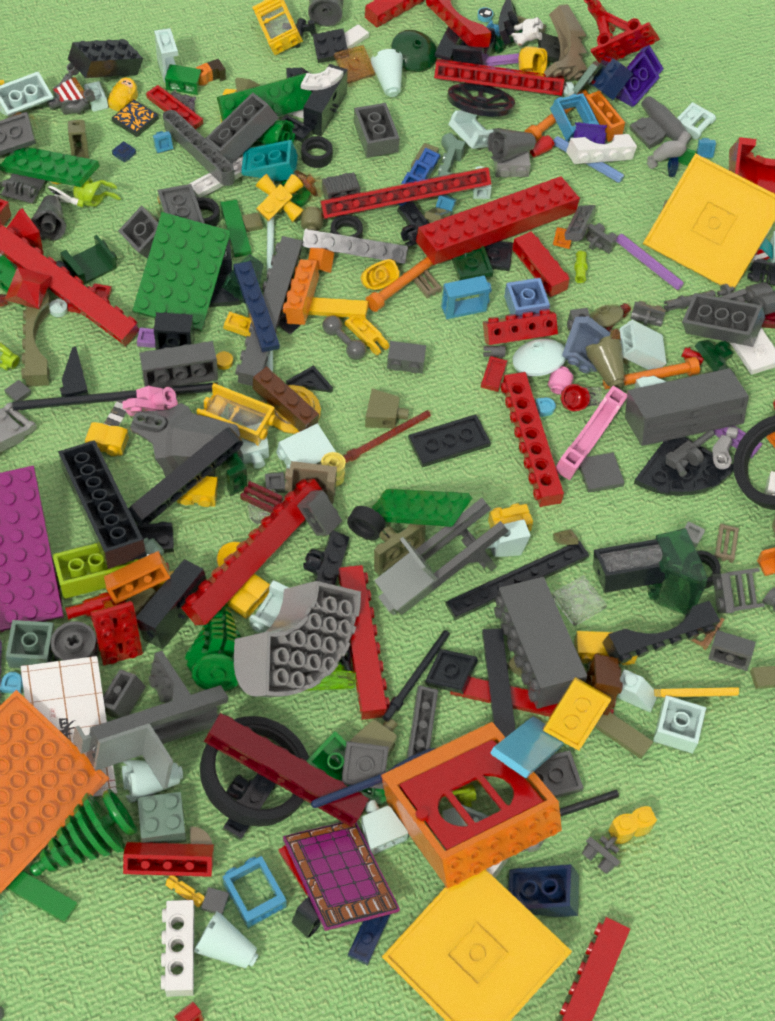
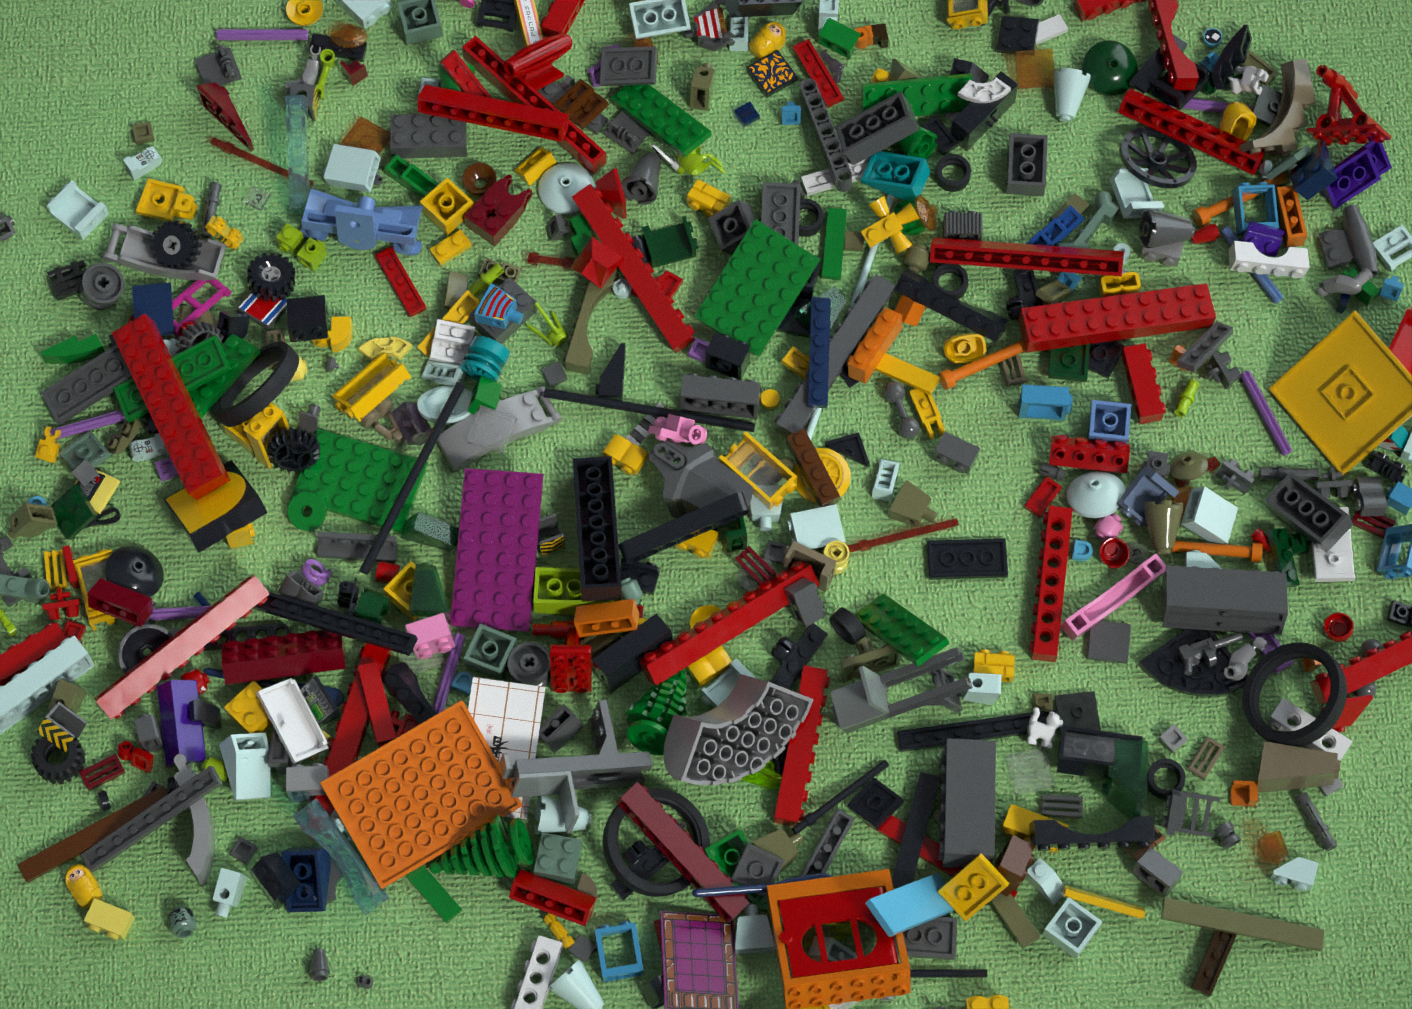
camera: 25 degrees right, 10 degrees up
(57, 528) = (549, 527): none -> dark grey piece
(110, 219) = (707, 198): none -> yellow brick
(352, 398) = (882, 491): none -> light aqua slope
(487, 194) = (1119, 285): none -> yellow brick
(576, 560) = (1043, 731): none -> white animal
(598, 535) = (1078, 710): none -> pearl dark grey plate
(633, 611) = (1058, 798): none -> dark grey tile

